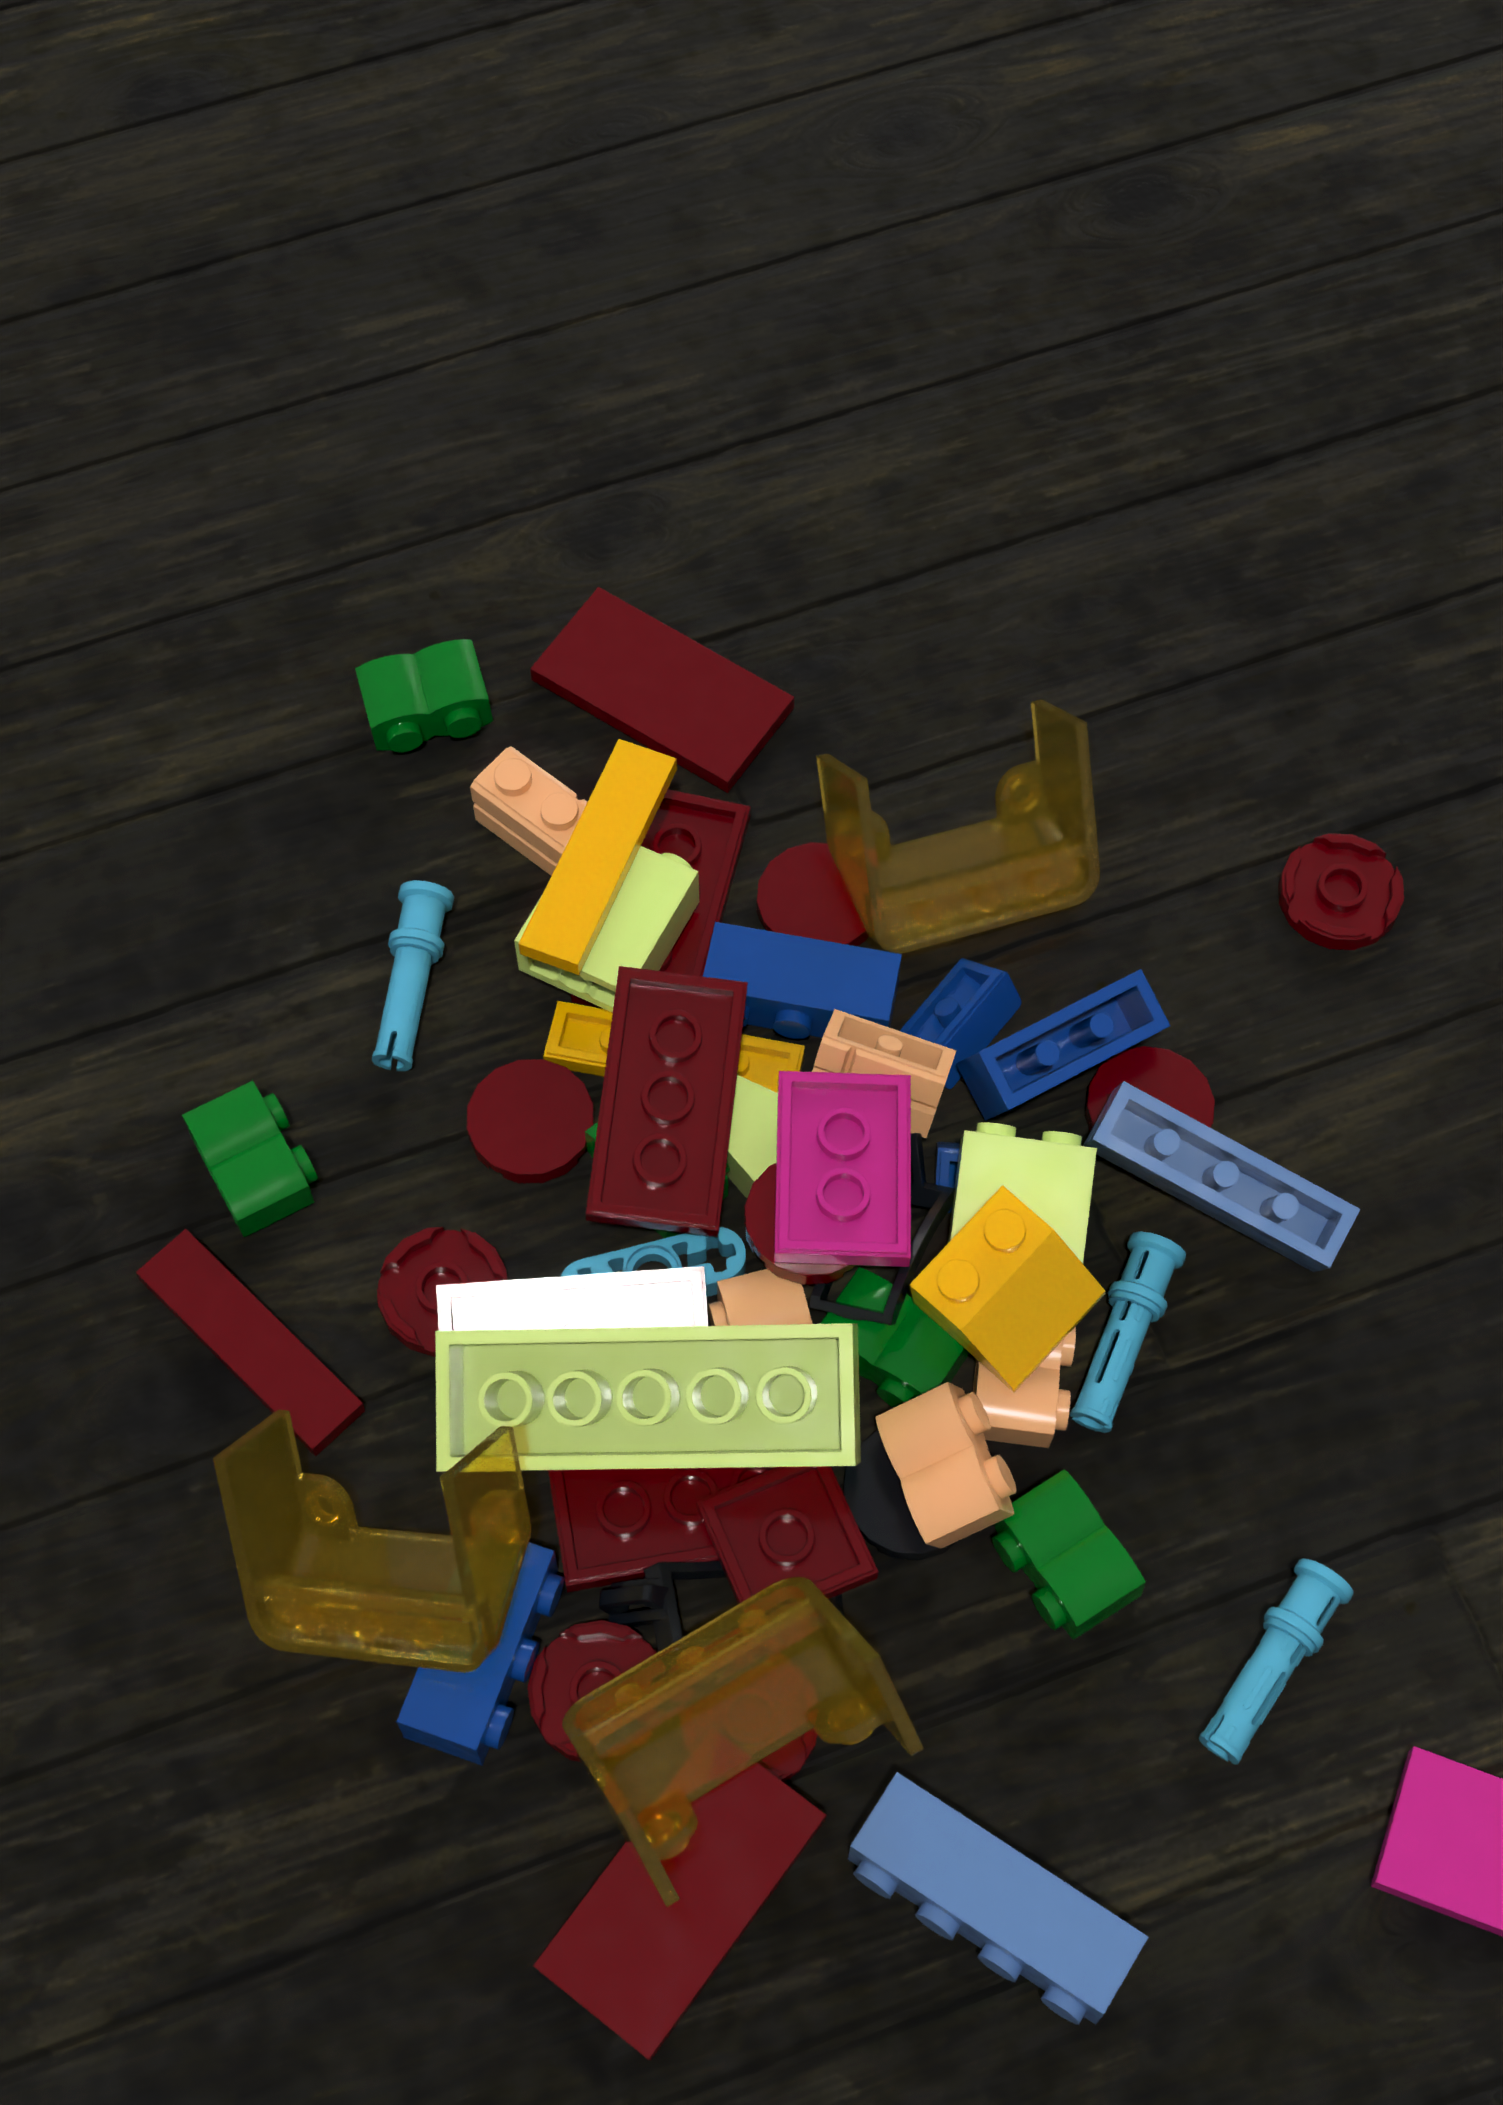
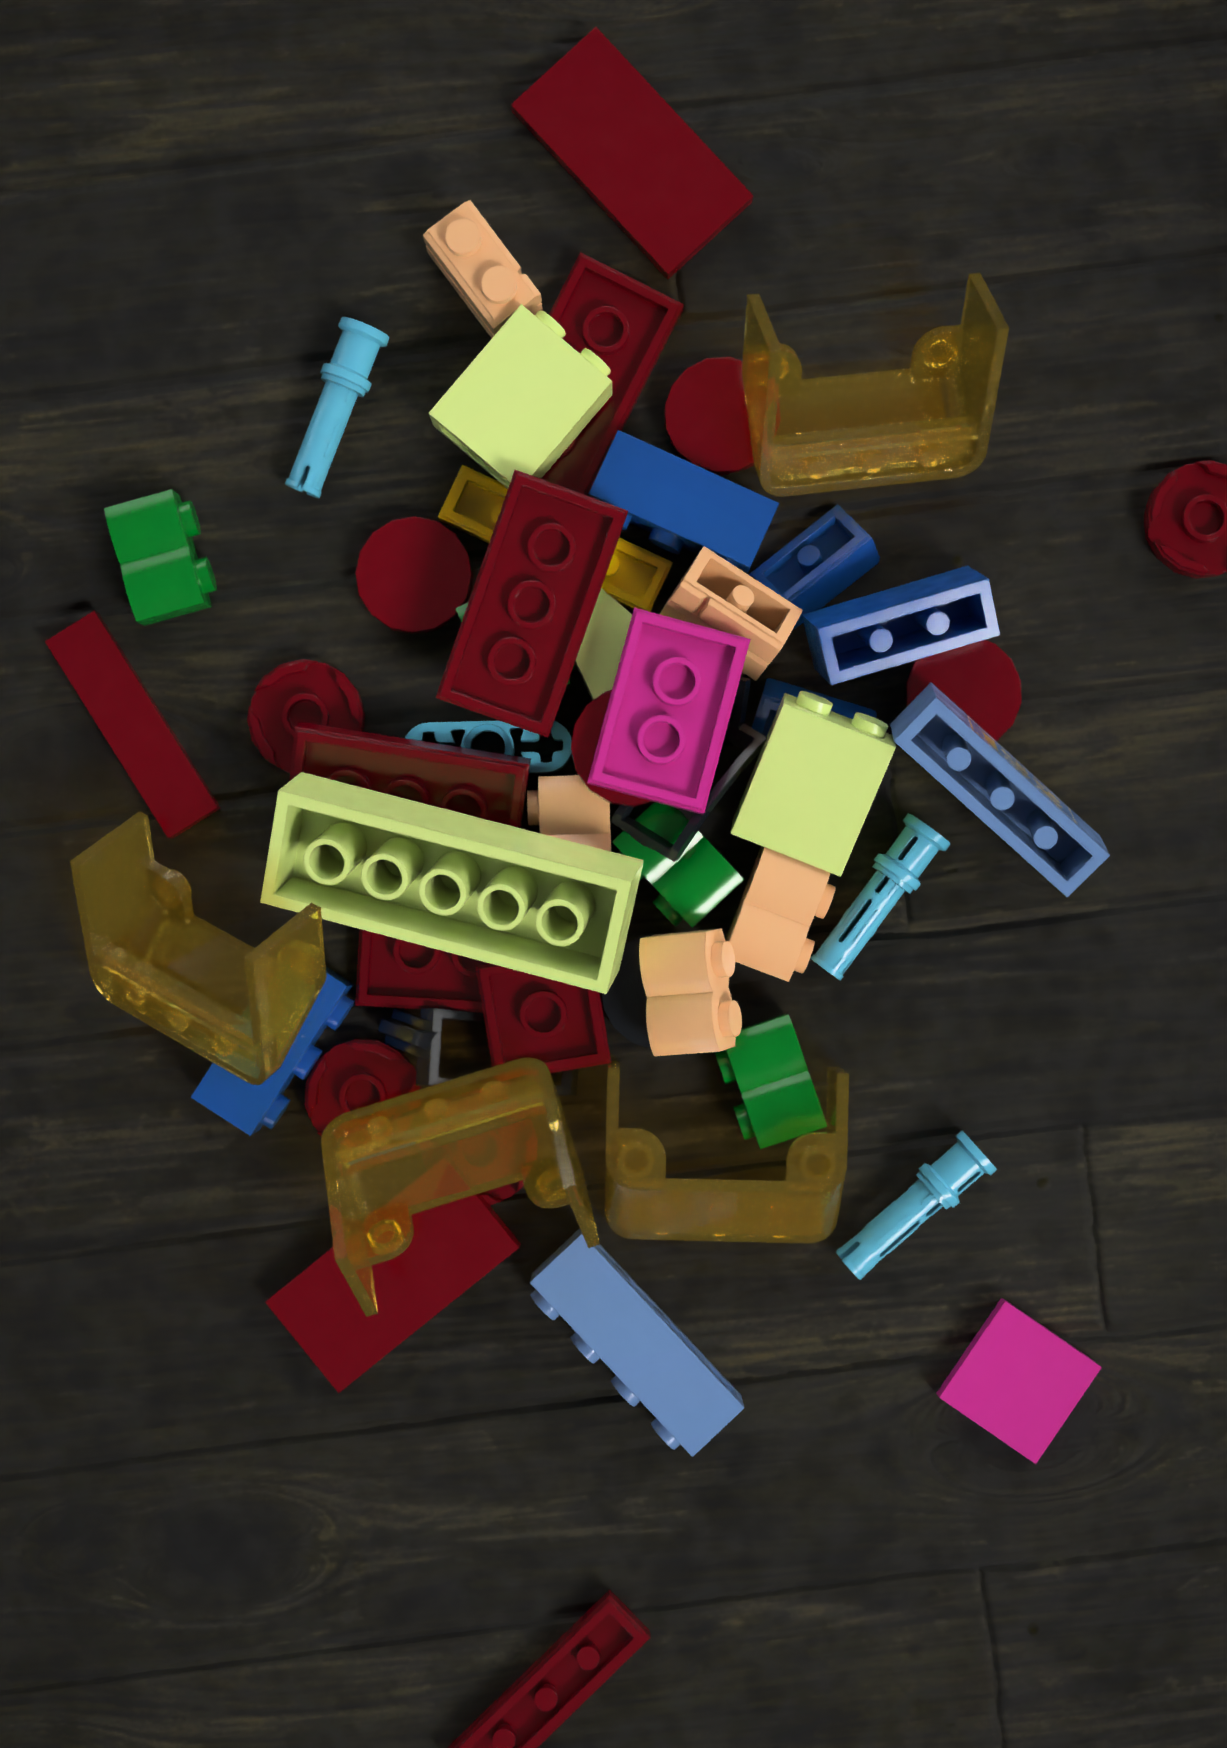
camera: 15 degrees right, 25 degrees up
(424, 695) = (403, 113): green brick -> none
(598, 857) = (523, 346): yellow tile -> none
(1007, 1289) = (779, 861): yellow slope -> none
(1050, 1703) = (797, 1210): none -> clear yellow windscreen

